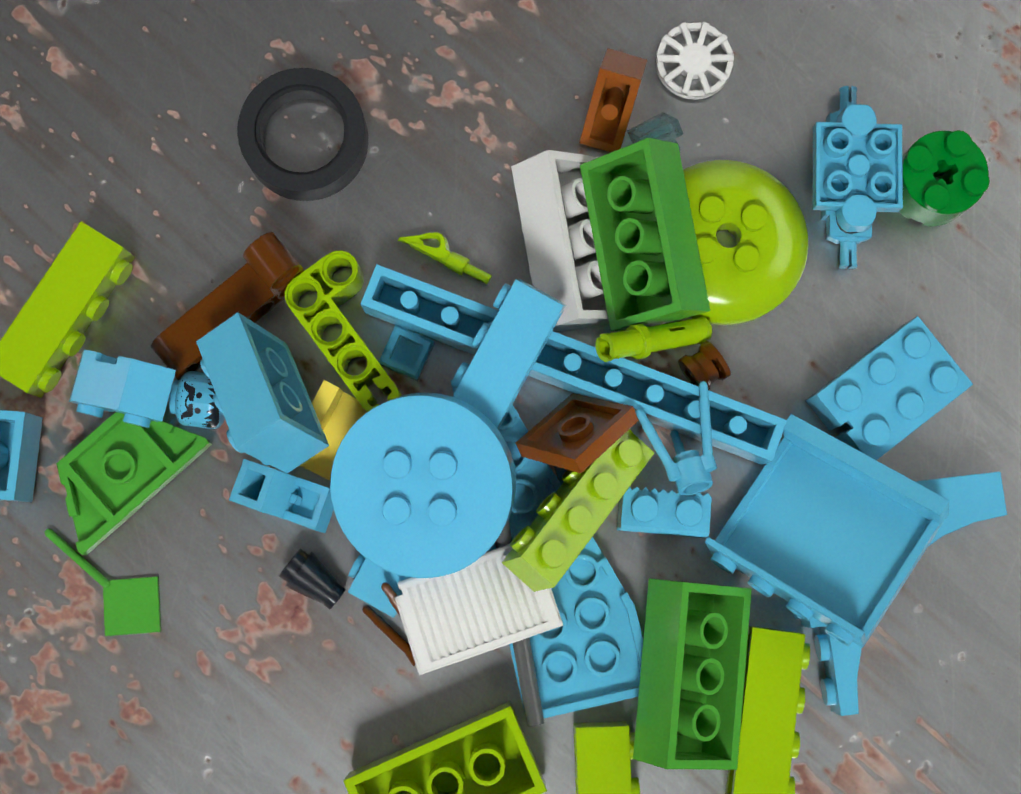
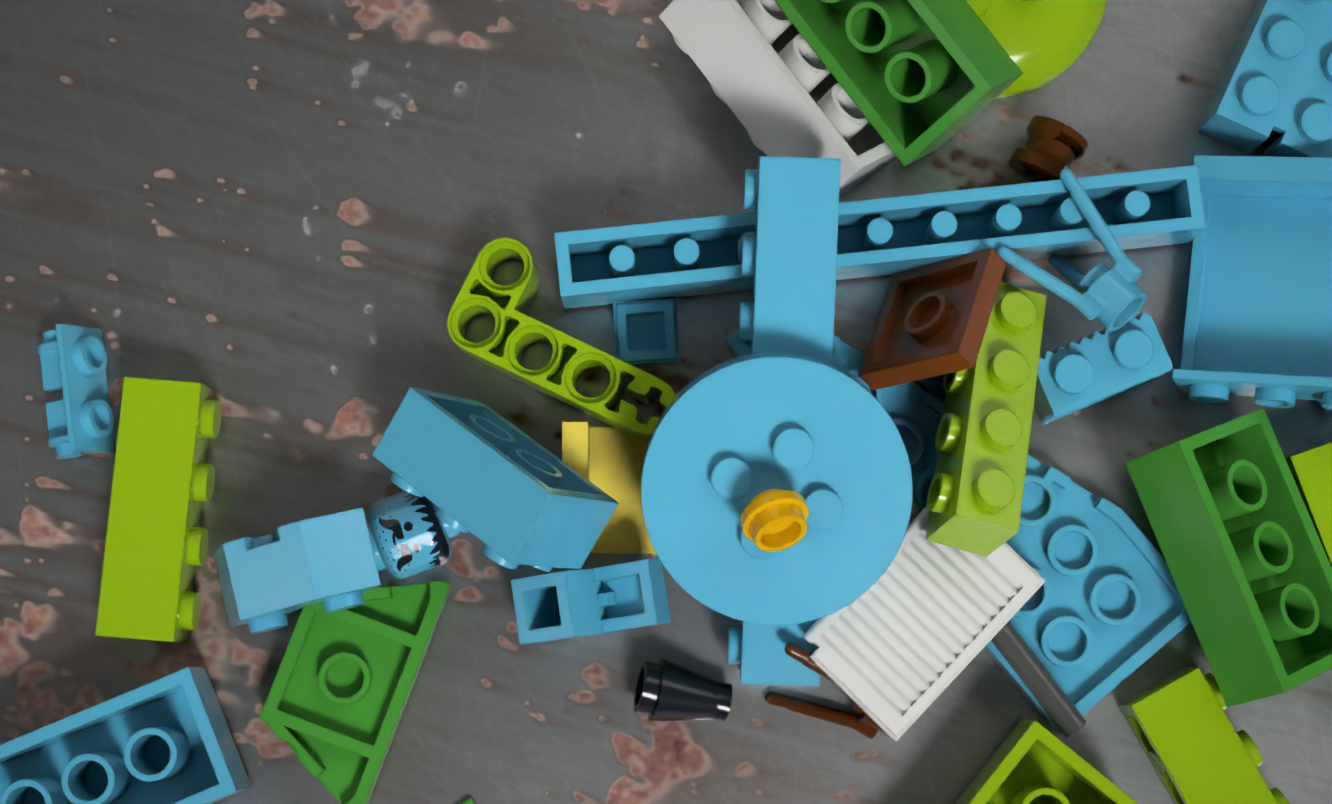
camera: 25 degrees left, 0 degrees up
(60, 204) = (77, 362): none -> medium azure hinge
(249, 291) = (398, 355): reddish brown beam -> none
(291, 86) = (330, 43): black tyre -> none
(407, 503) = (775, 519): none -> yellow plate
(442, 254) = (641, 181): lime hand -> none
(640, 340) = (954, 157): lime pin -> none

